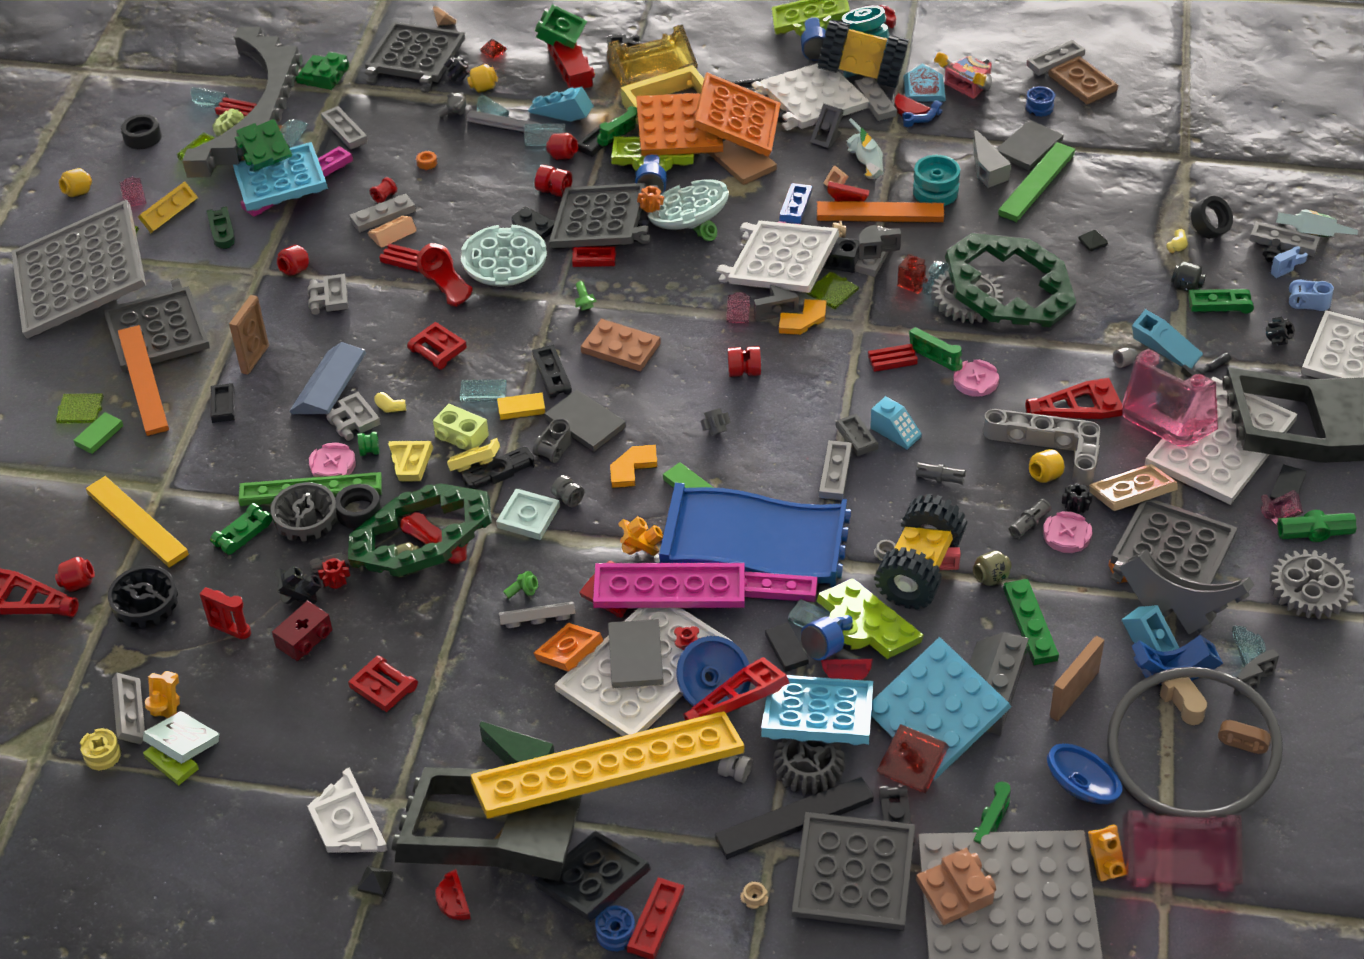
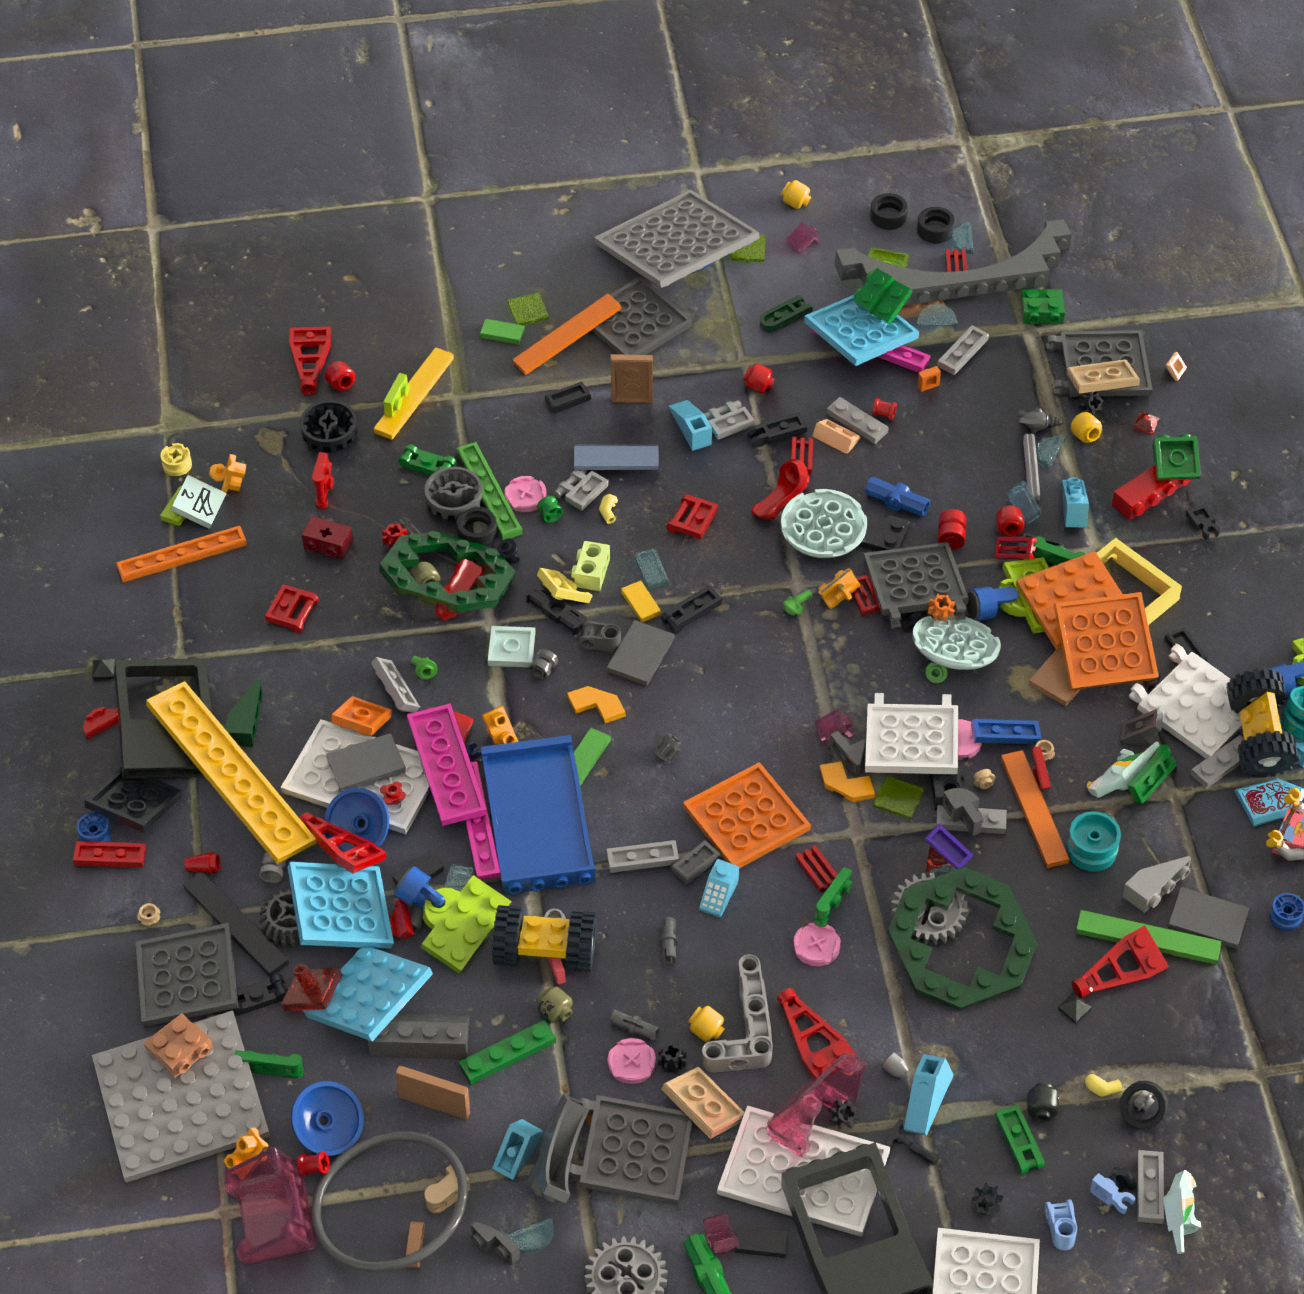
camera: 70 degrees right, 5 degrees up
(128, 708) = (200, 467): light grey plate -> none
(140, 527) = (396, 394): none -> lime plate
(167, 207) = (792, 268): yellow plate -> none
(183, 115) = (936, 214): none -> black tyre
(227, 121) = (921, 262): yellowish green gear -> none
(243, 775) = (181, 554): none -> orange tile
(294, 587) = (367, 516): black hips -> none
(323, 315) = (692, 424): none -> medium azure slope
(345, 818) = (154, 628): white wing -> none
(363, 263) = (776, 429): none -> black hinge
(364, 154) = (928, 378): none -> orange plate
(403, 483) = (508, 550): none -> black plate
(410, 458) = (543, 544): light yellow wing -> none
(426, 160) = (948, 427): orange tile -> none
(438, 49) = (1102, 376): none -> tan tile
(492, 206) = (897, 496): none -> blue piece
(586, 262) = (839, 589): none -> light orange hips
(588, 159) = (1029, 548): none -> red tile
(620, 345) = (750, 651): nougat plate -> none
(650, 58) = (1177, 550): clear yellow windscreen -> none
(704, 829) = (206, 863): none -> red cone
(744, 361) = (755, 746): red wheel -> none
(816, 388) = (746, 816): none -> orange plate
(821, 190) = (1046, 747): none -> tan plate
(836, 176) = (1065, 758): light nougat slope -> none
(885, 143) = (1152, 774): none -> green plate
(905, 104) = (1220, 794): red tile -> none
(909, 118) = (1228, 819): blue arm -> none
(922, 255) = (948, 847): none -> dark purple tile
(1063, 184) = (1145, 953): none -> red plate
(1131, 799) = (313, 1163): none -> red bush
(1194, 654) = (483, 1175): blue arch -> none

